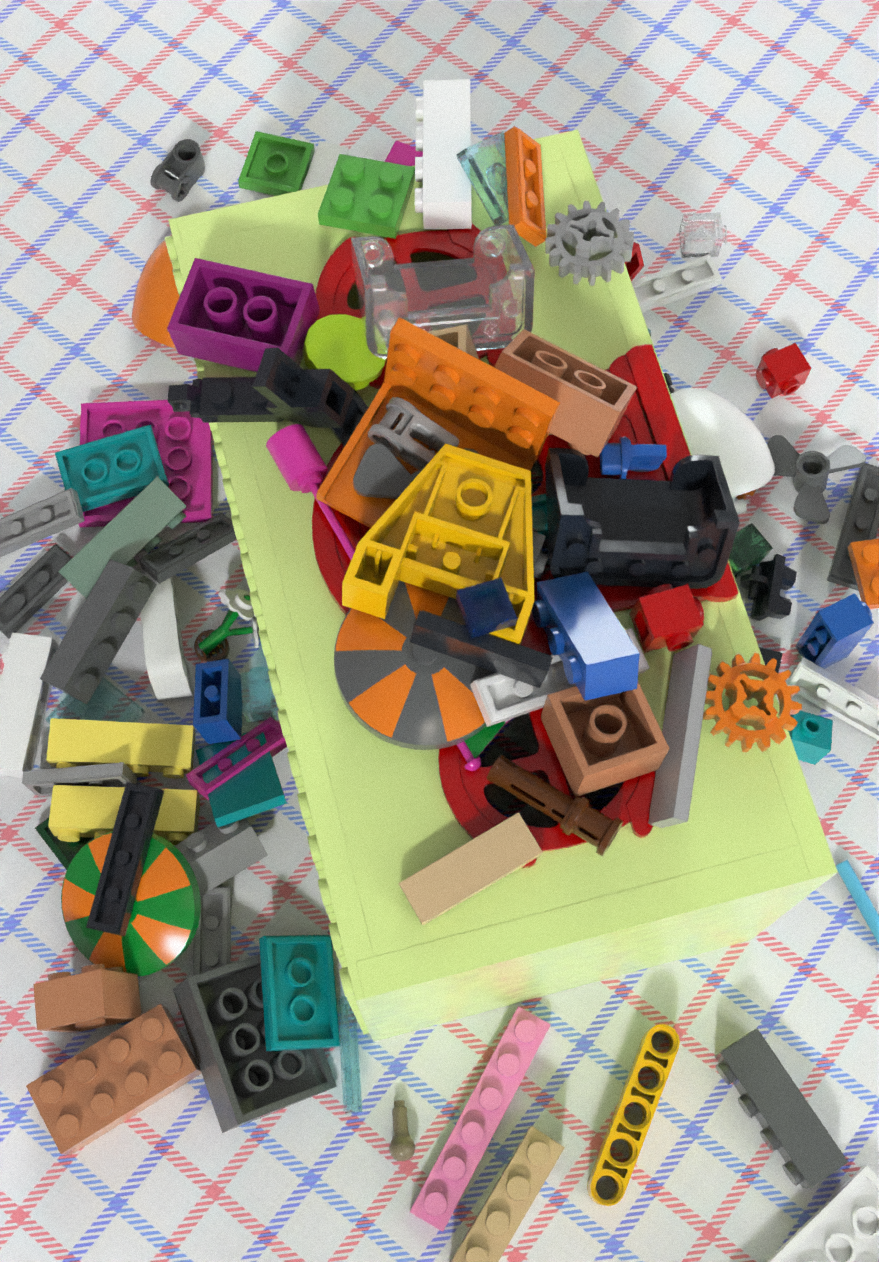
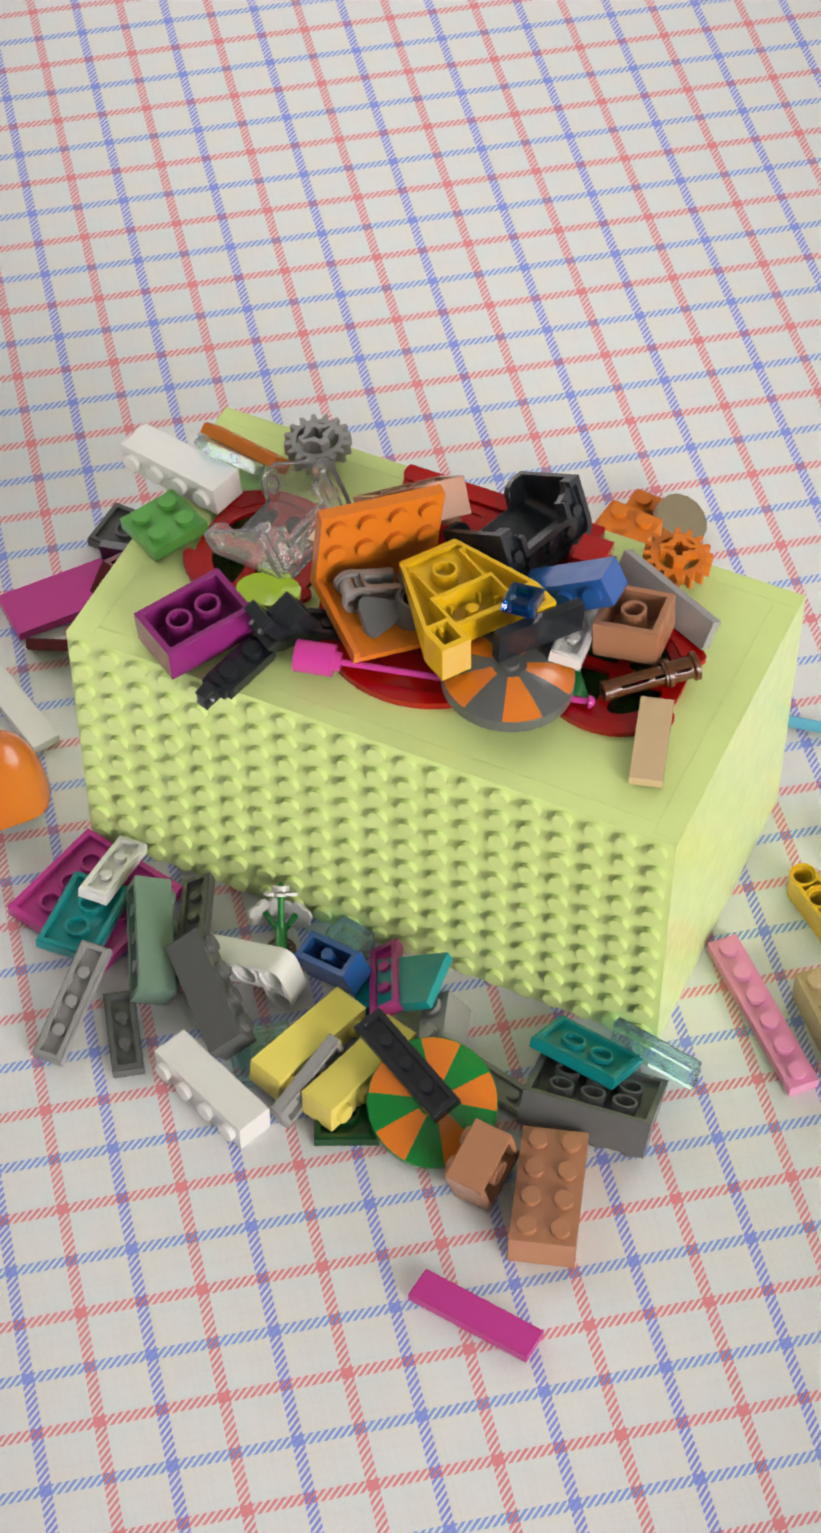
camera: 50 degrees left, 20 degrees down
(167, 453) = (112, 870): none -> white tile
(402, 1145) = (741, 1066): dark tan piece -> none
(622, 456) = (481, 511): blue piece -> none

